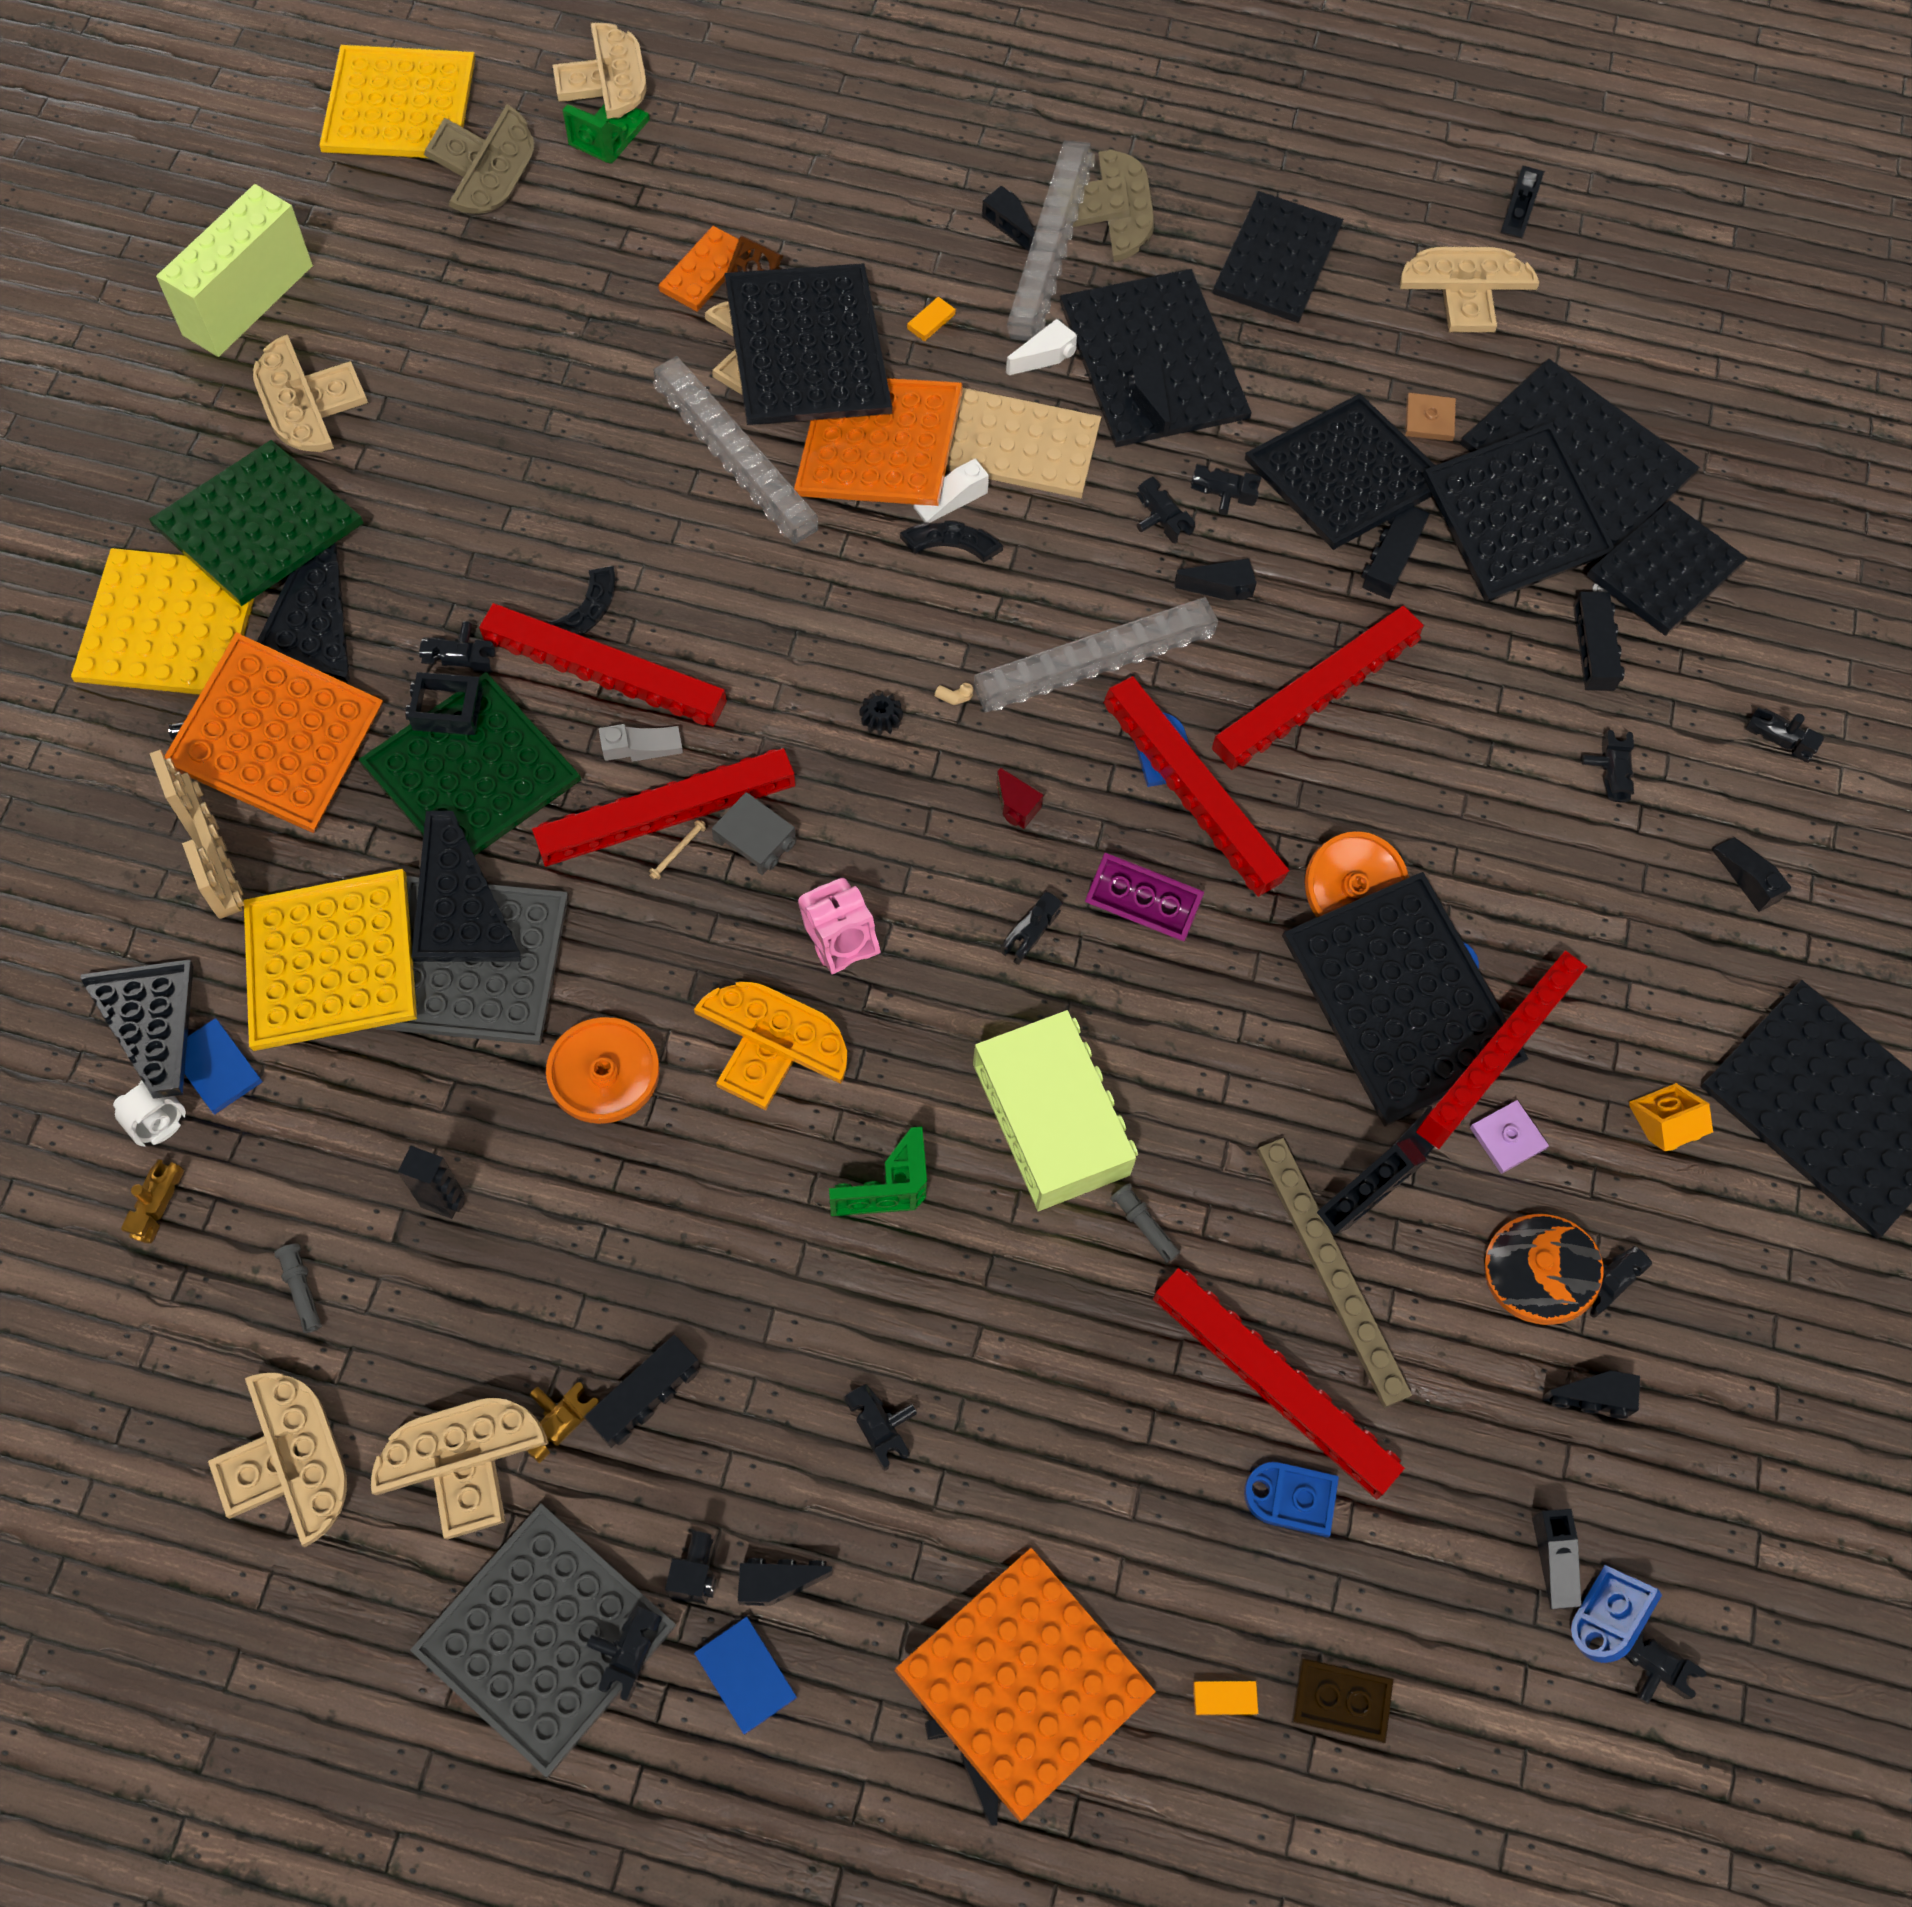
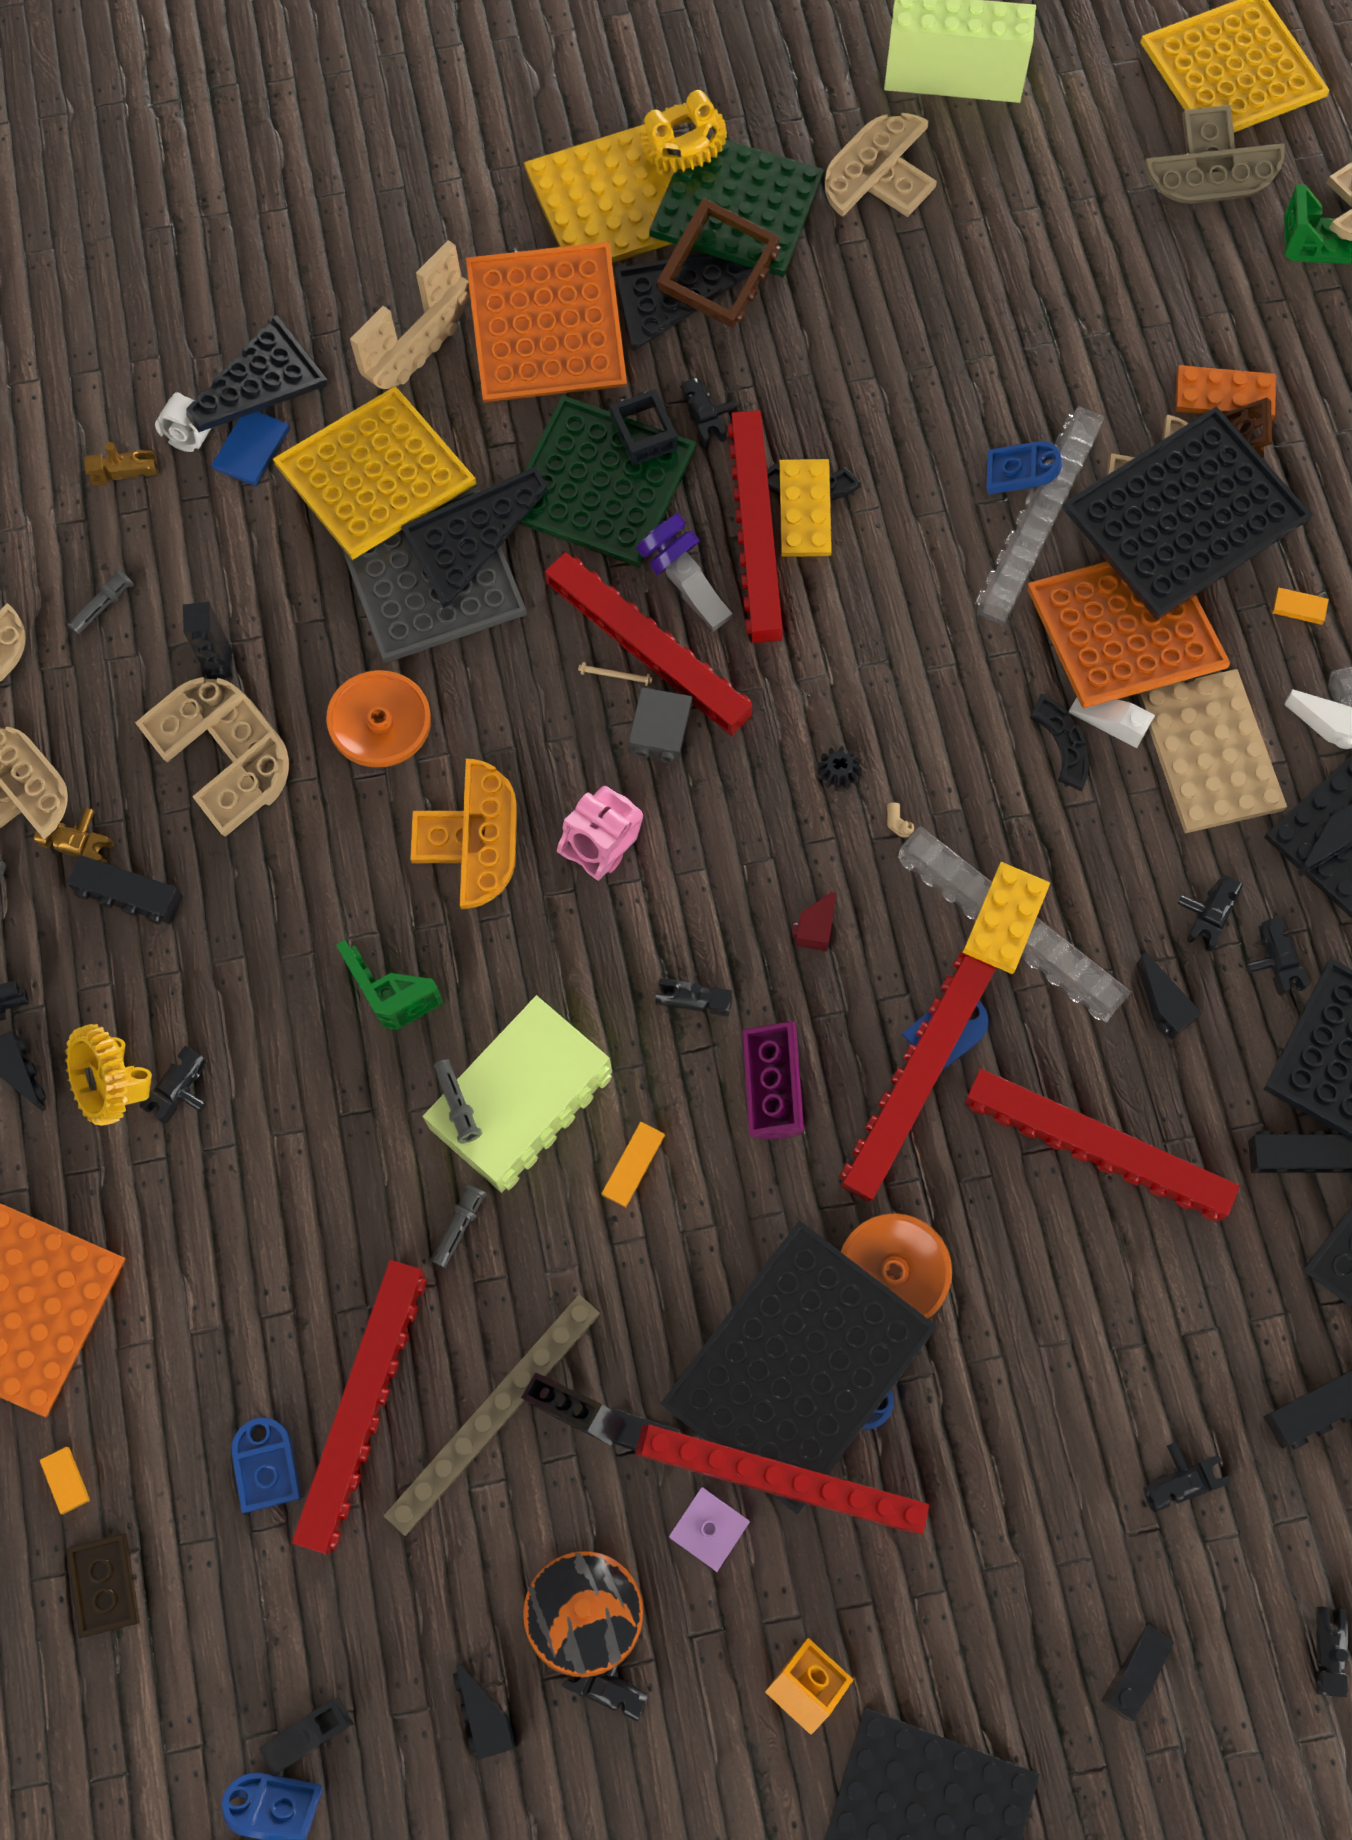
camera: 70 degrees right, 5 degrees up
(143, 540) = (693, 145): none -> yellow piece
(338, 601) = (760, 272): none -> reddish brown window
(534, 1207) = (242, 732): none -> tan plate
(584, 737) = (665, 541): none -> dark purple wheel
(609, 618) = (805, 507): none -> yellow plate
(682, 438) = (1022, 466): none -> blue tile
(812, 1482) = (114, 1082): none -> yellow piece
(1057, 1155) = (460, 1112): none -> dark grey pin
(1096, 650) = (1006, 918): none -> yellow plate
(1160, 1050) = (633, 1164): none -> light orange tile

